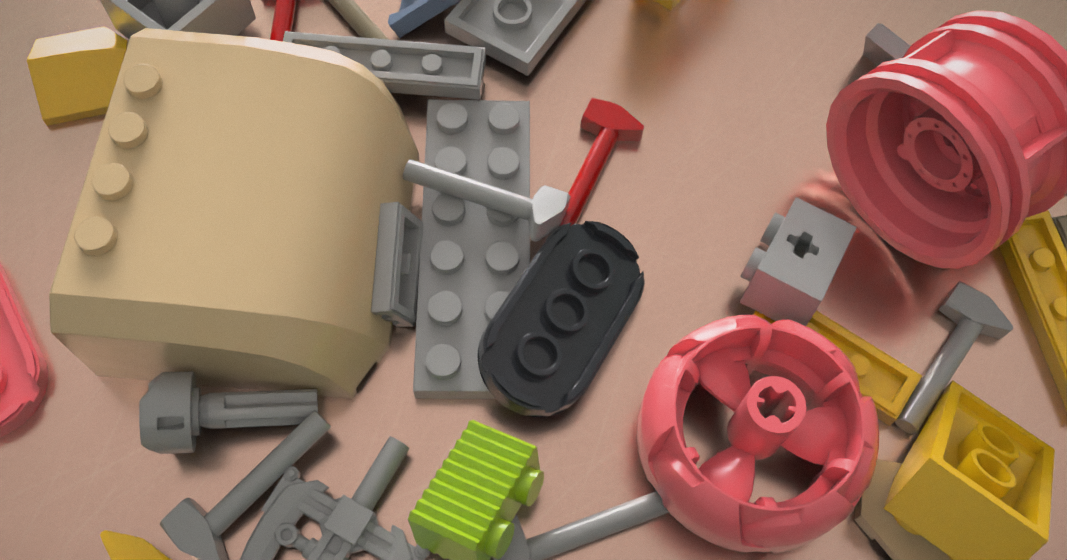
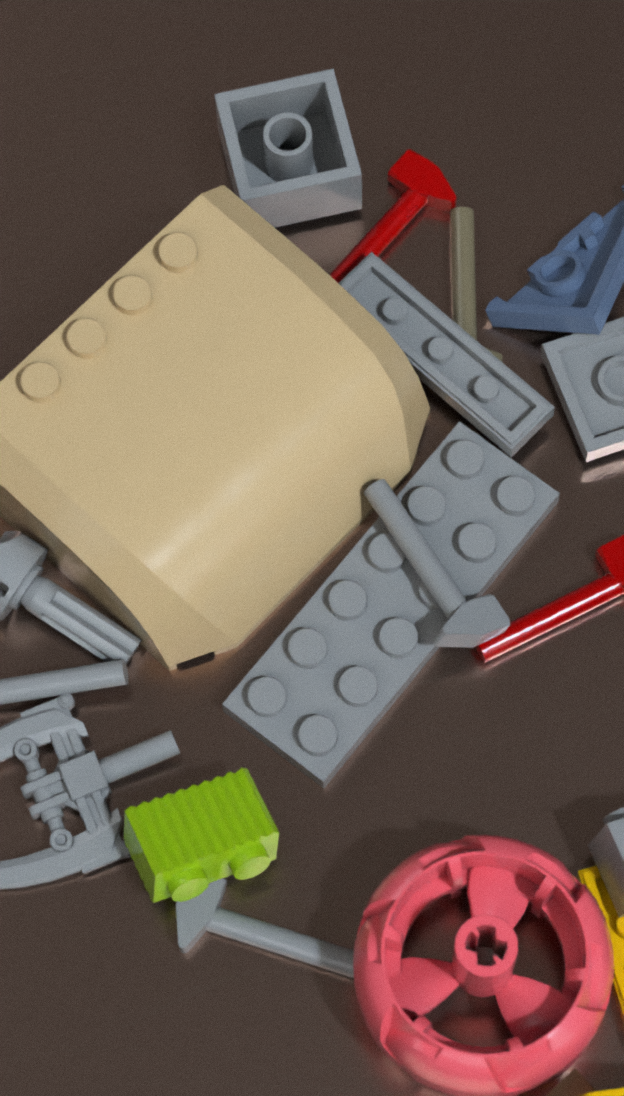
camera: 45 degrees right, 5 degrees up
(76, 73) = (152, 158): yellow slope -> none
(397, 265) = (294, 575): light grey tile -> none
(561, 319) = (408, 734): black tile -> none

